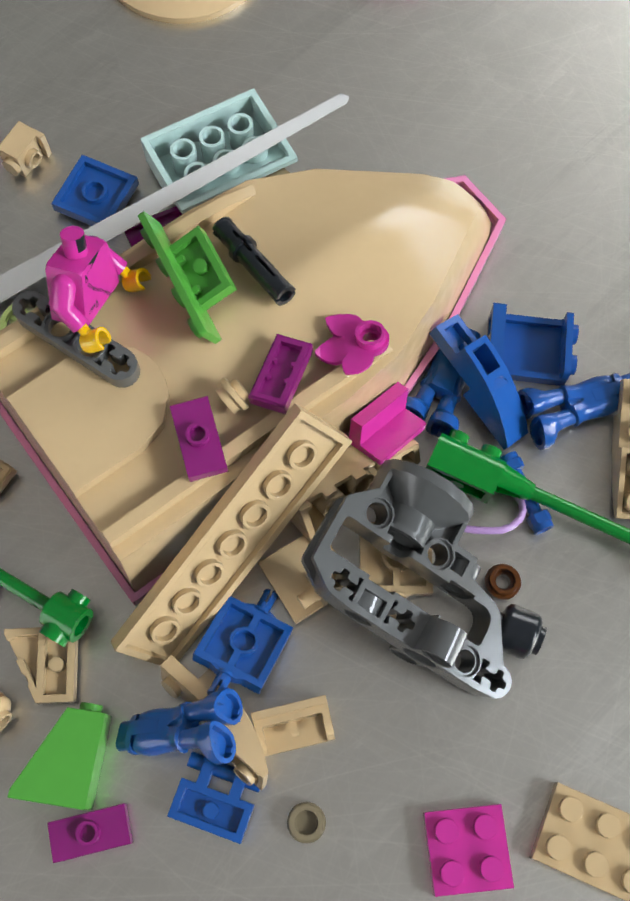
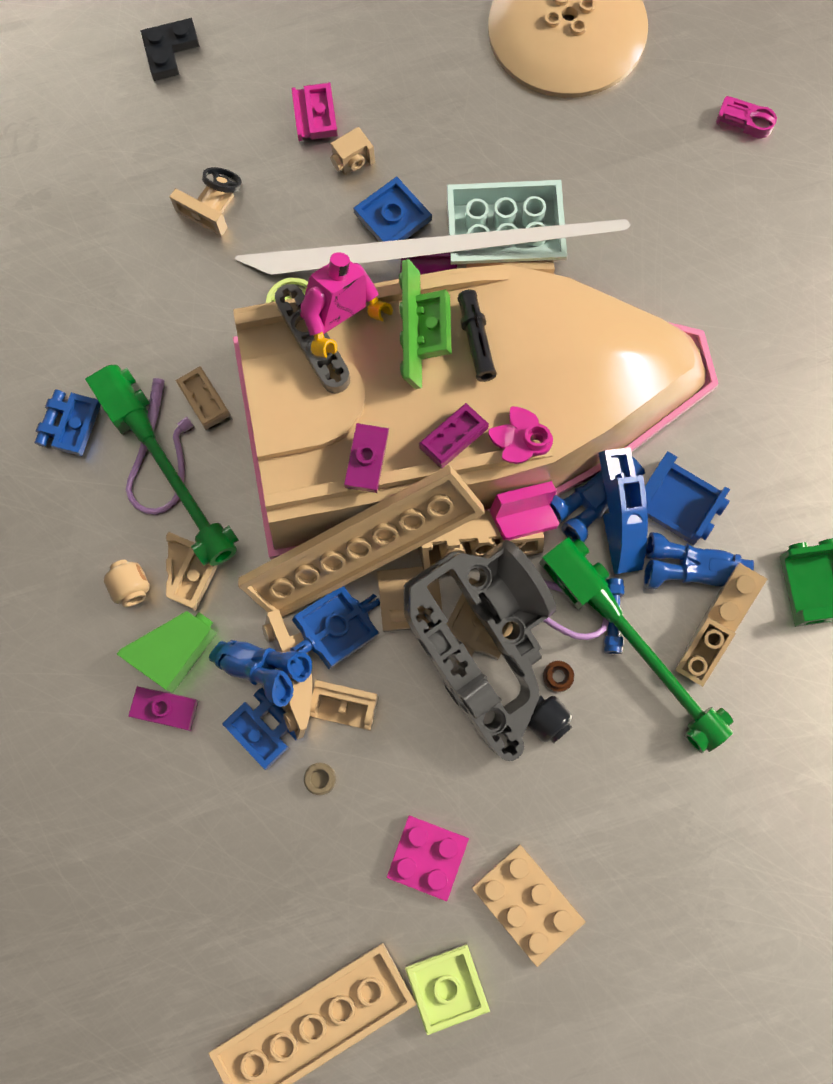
camera: 30 degrees right, 5 degrees up
(233, 394) = (409, 435): tan plate -> none

